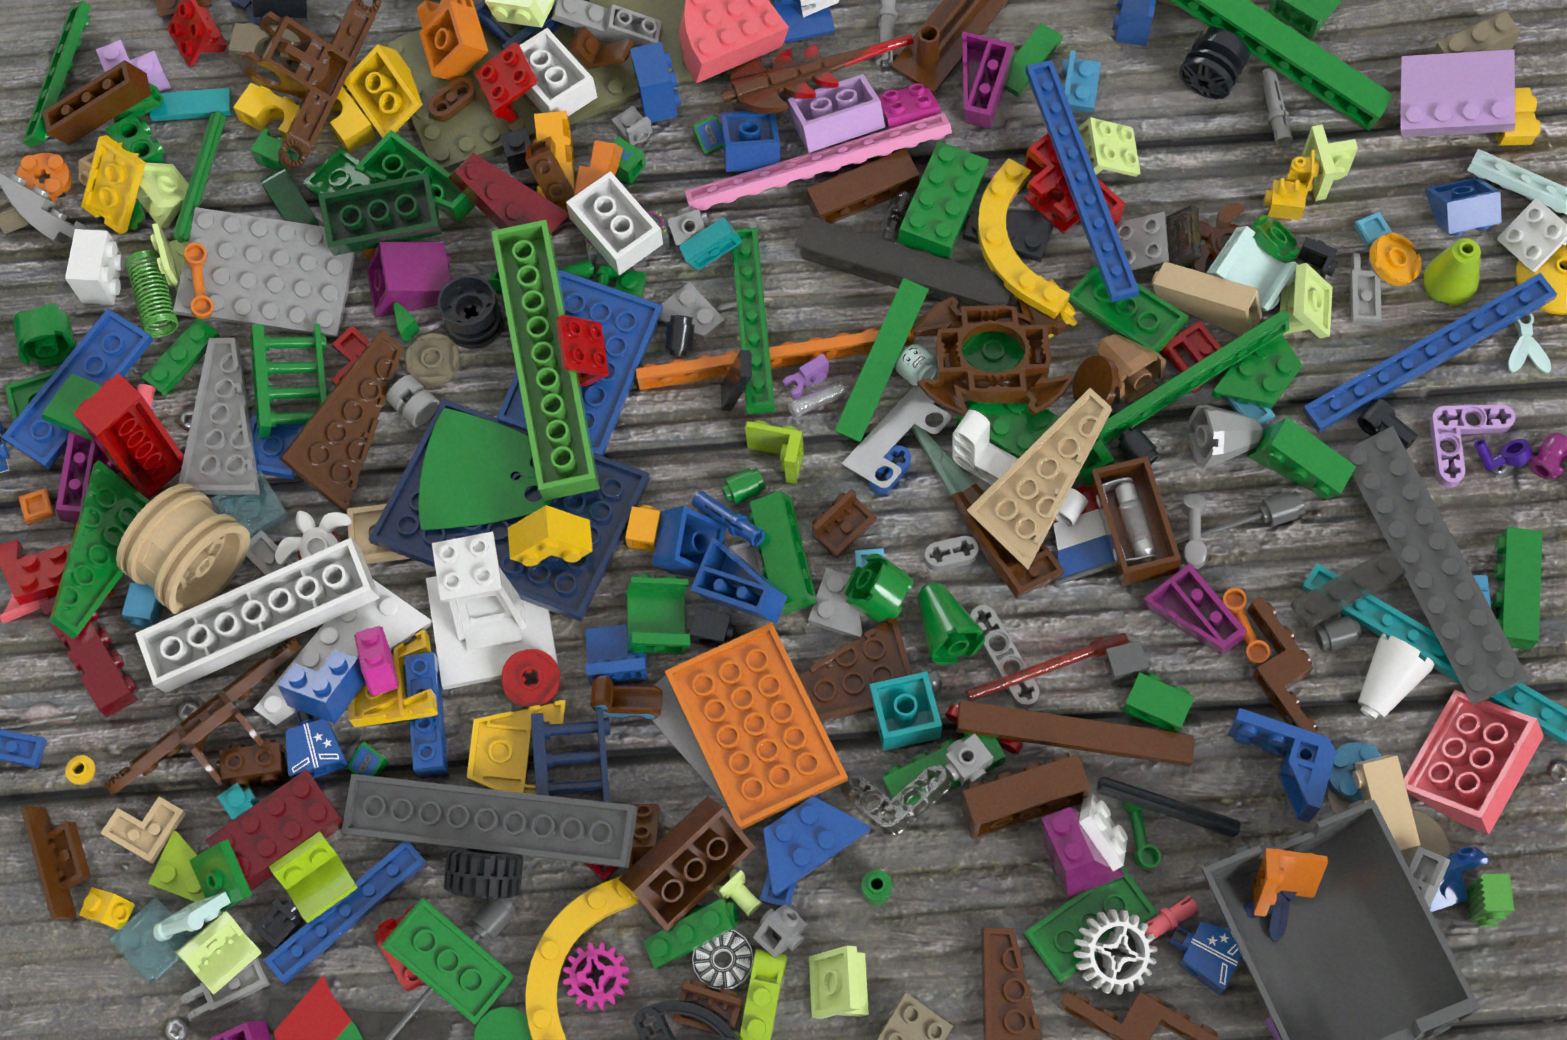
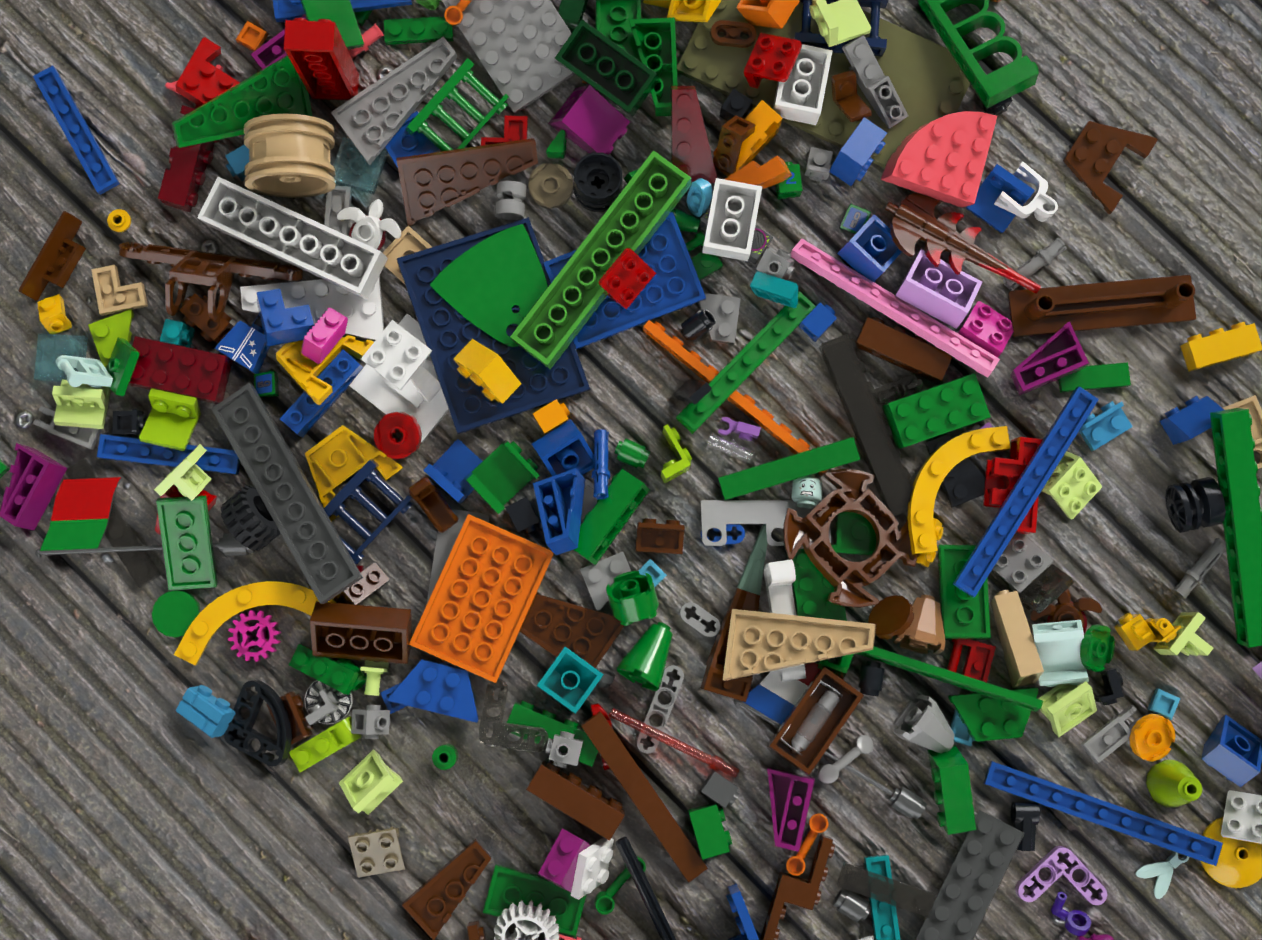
camera: 40 degrees right, 15 degrees up
(379, 899) = (186, 476): none -> yellowish green bracket
(567, 239) = (699, 197): none -> medium azure plate
(728, 969) = (321, 711): none -> light grey bracket
(772, 235) = (818, 321): none -> blue brick

